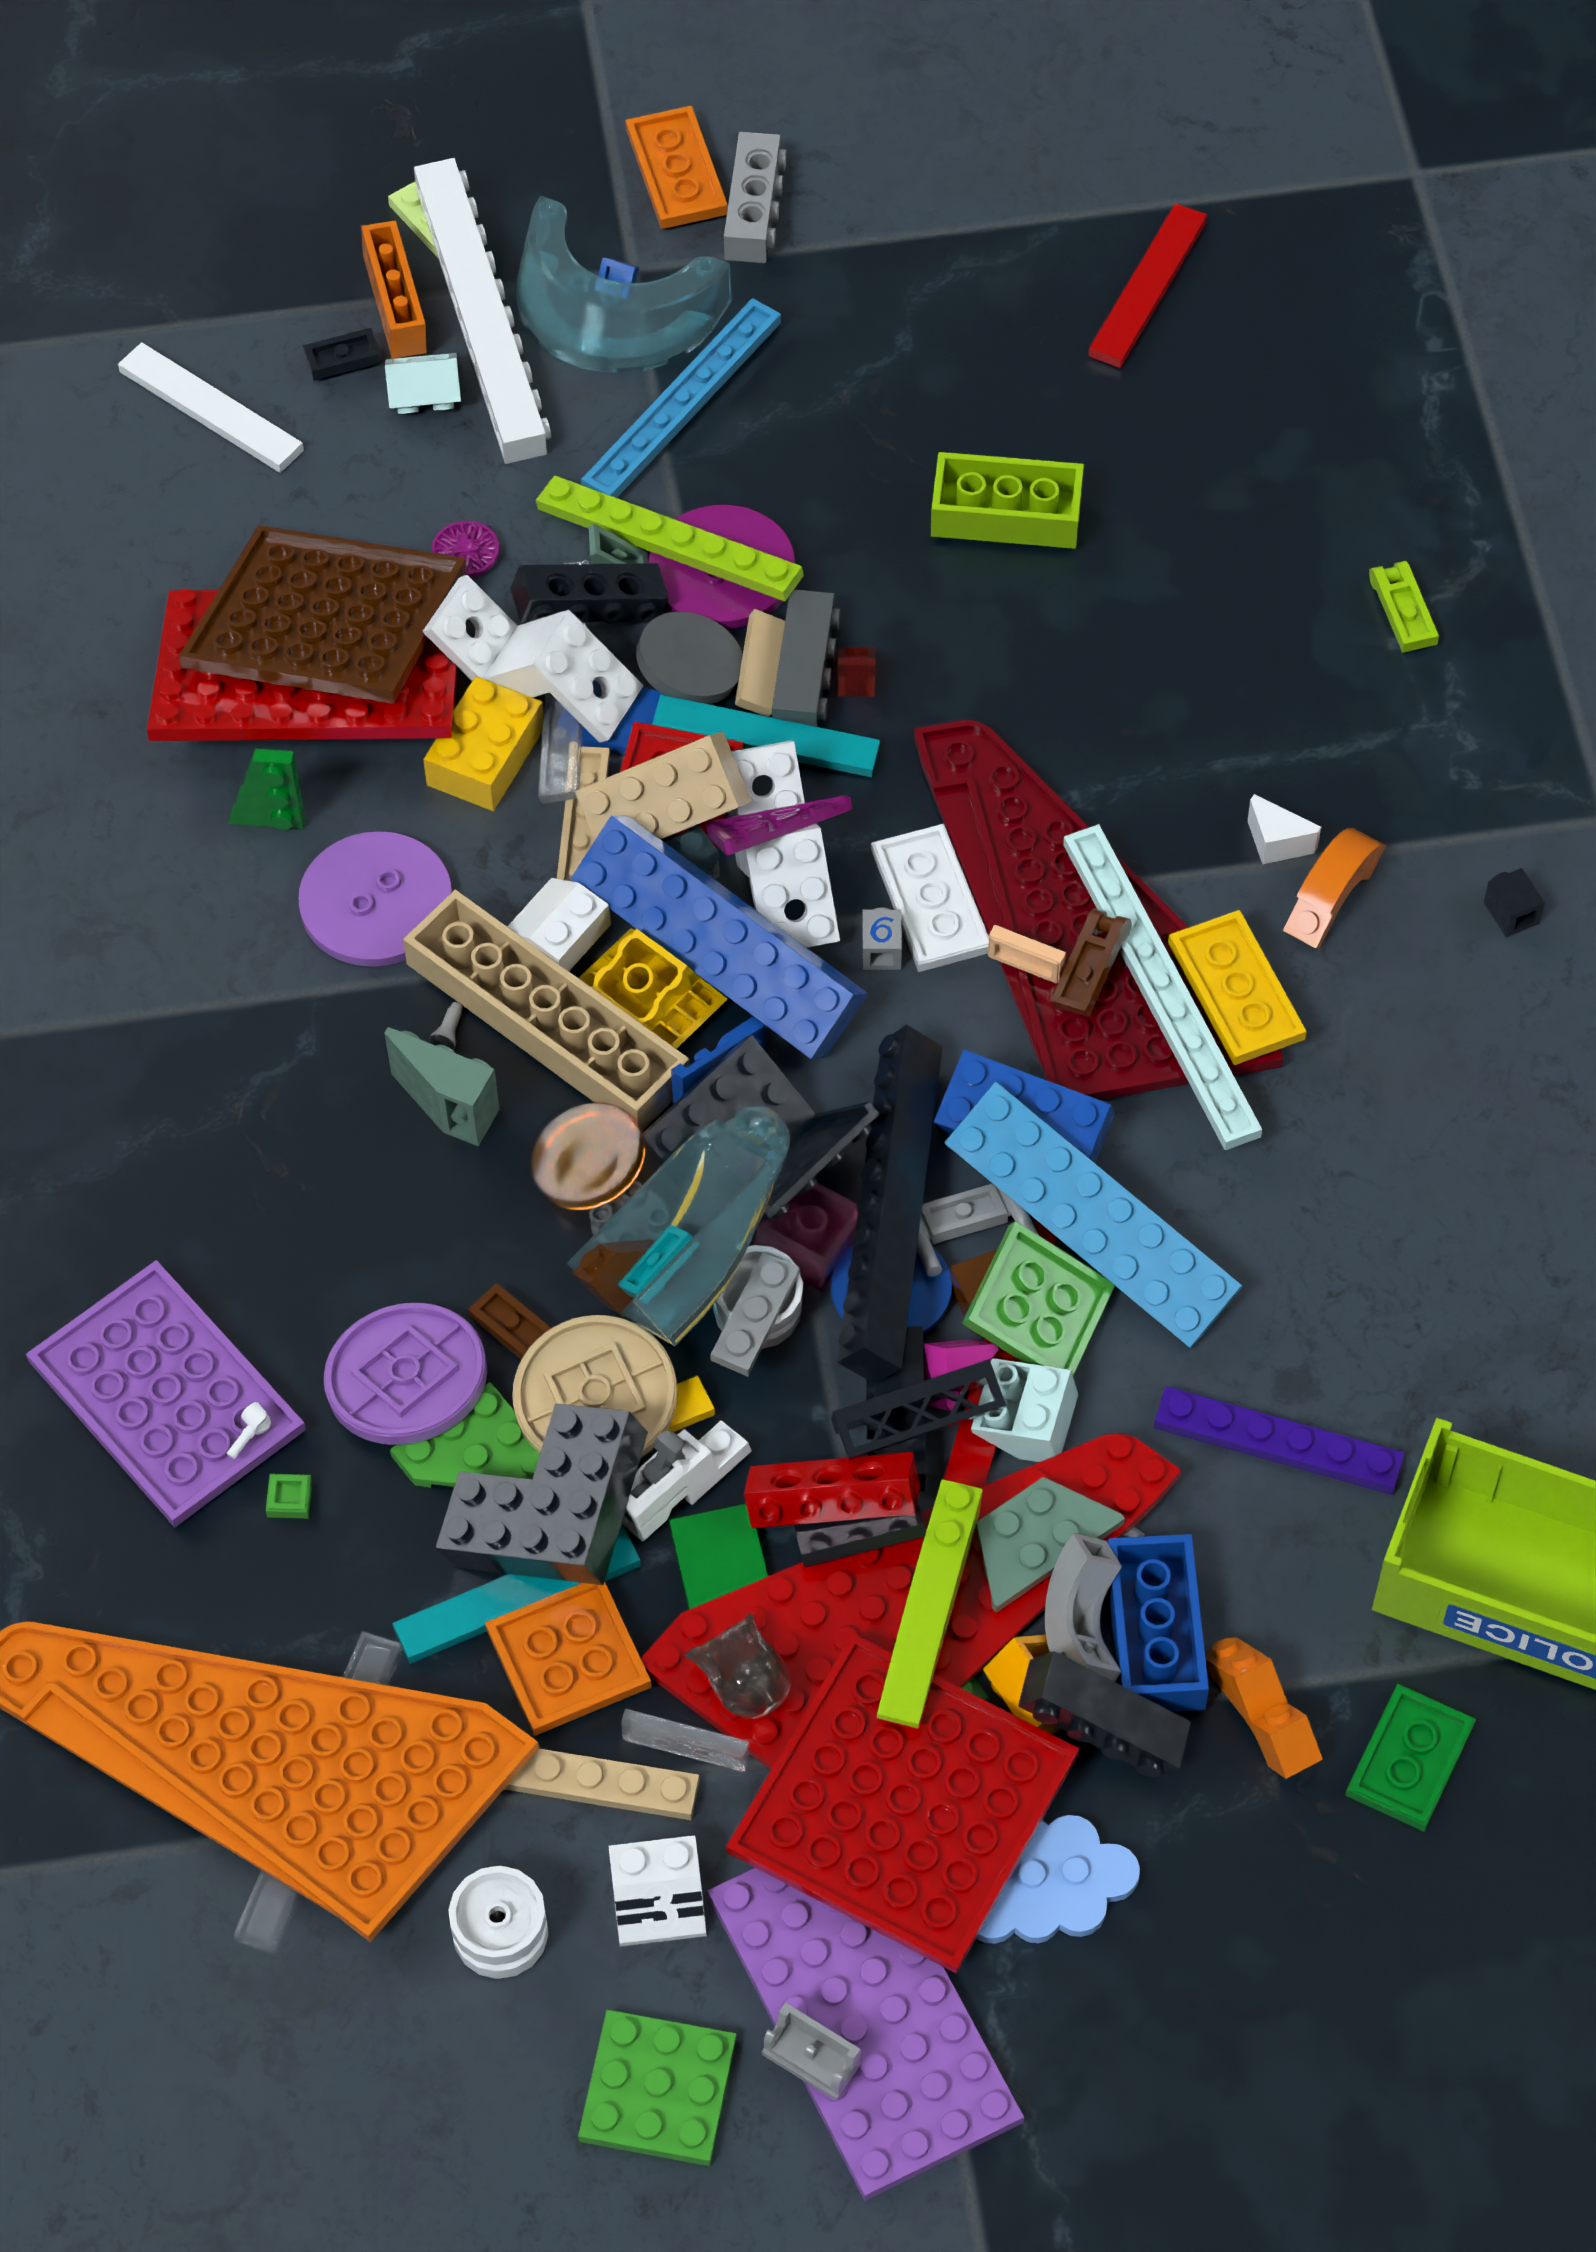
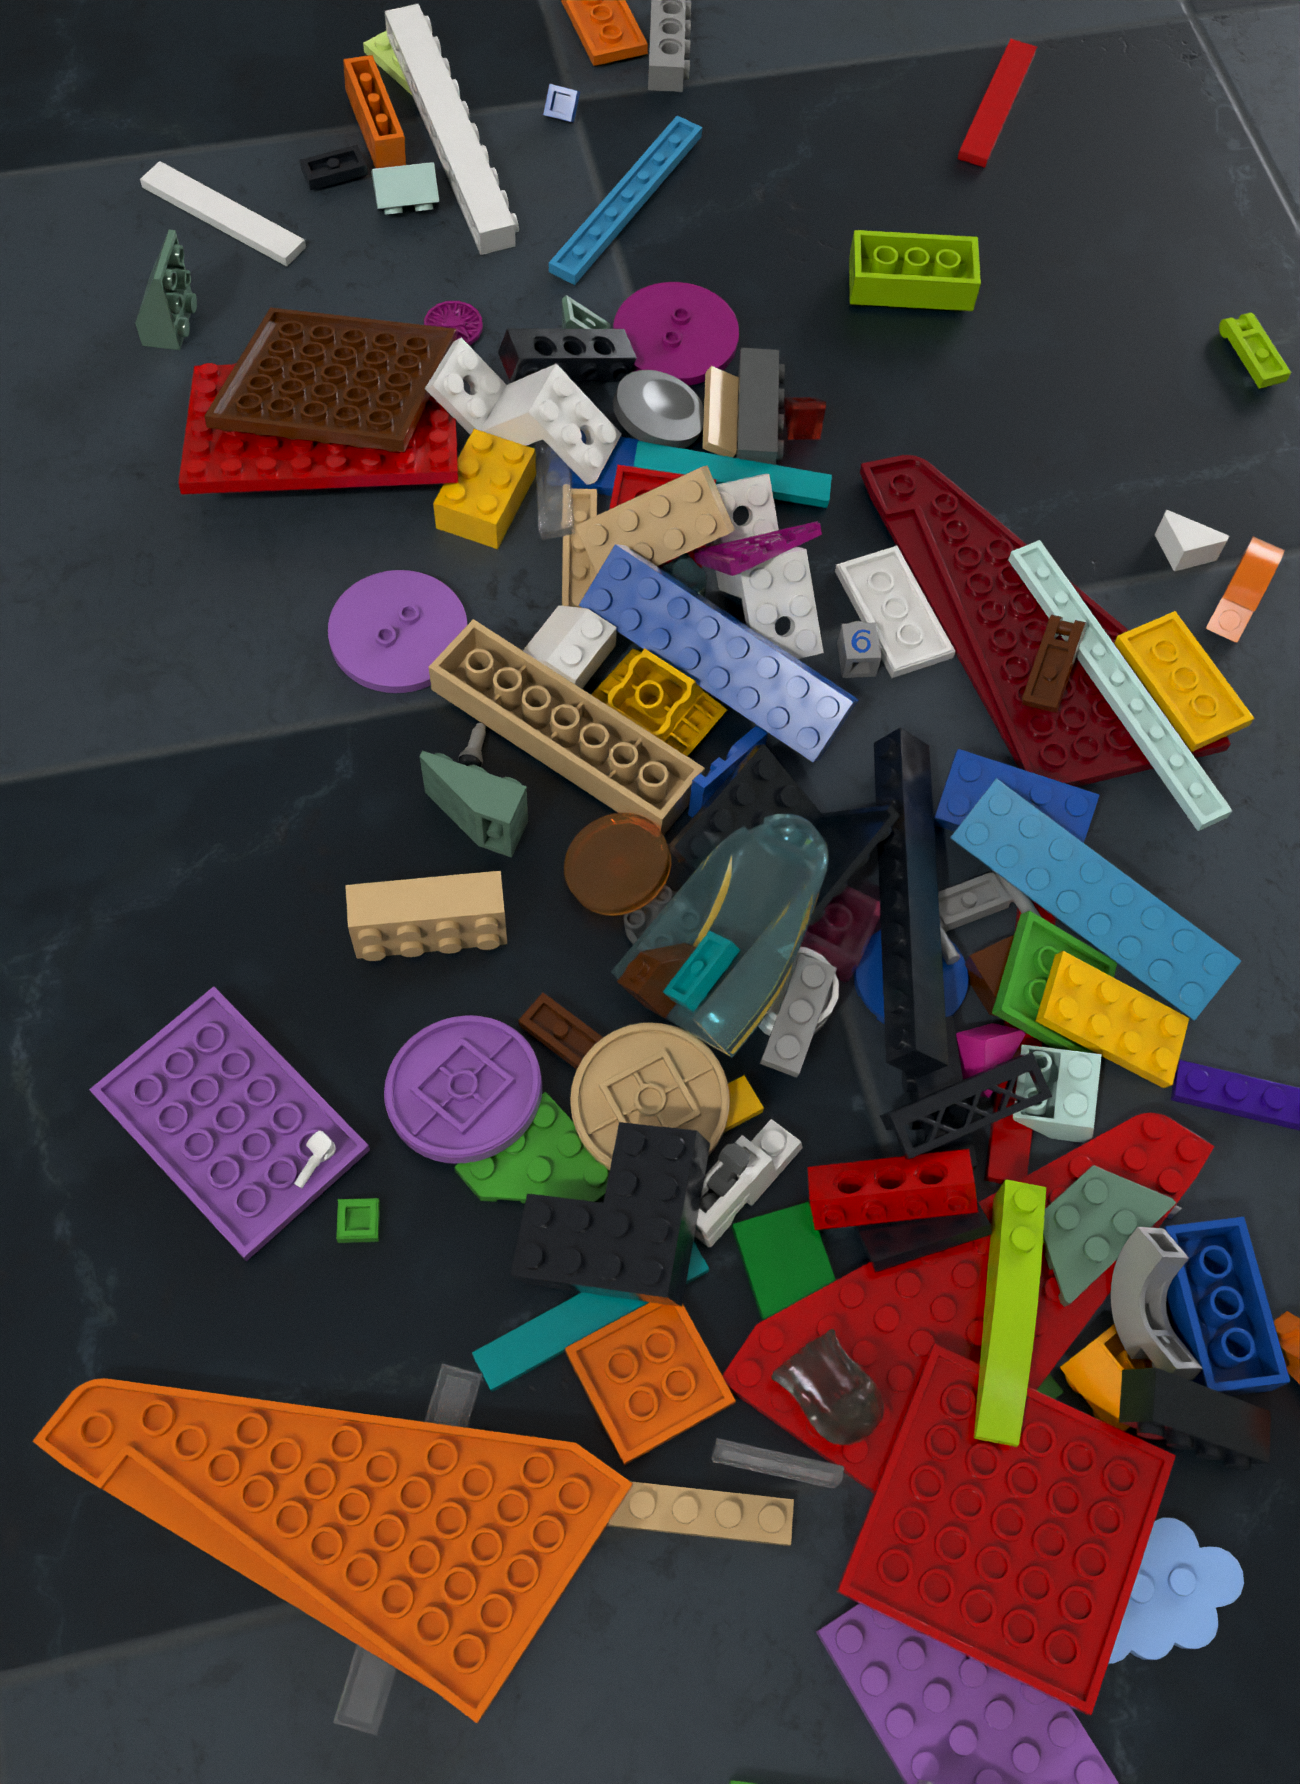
camera: 10 degrees left, 5 degrees up
(143, 515) = (167, 299): none -> sand green slope
(270, 792) = (295, 536): green wing -> none
(381, 1198) = (426, 915): none -> tan brick
(498, 1922) = (640, 1695): white wheel -> none
(607, 321) = (558, 134): clear light blue windscreen -> none
(657, 1890) = (768, 1638): white slope -> none
(671, 538) = (633, 309): lime plate -> none
(1026, 954) = (994, 658): light nougat tile -> none
(1096, 1339) = (1112, 1019): none -> yellow plate

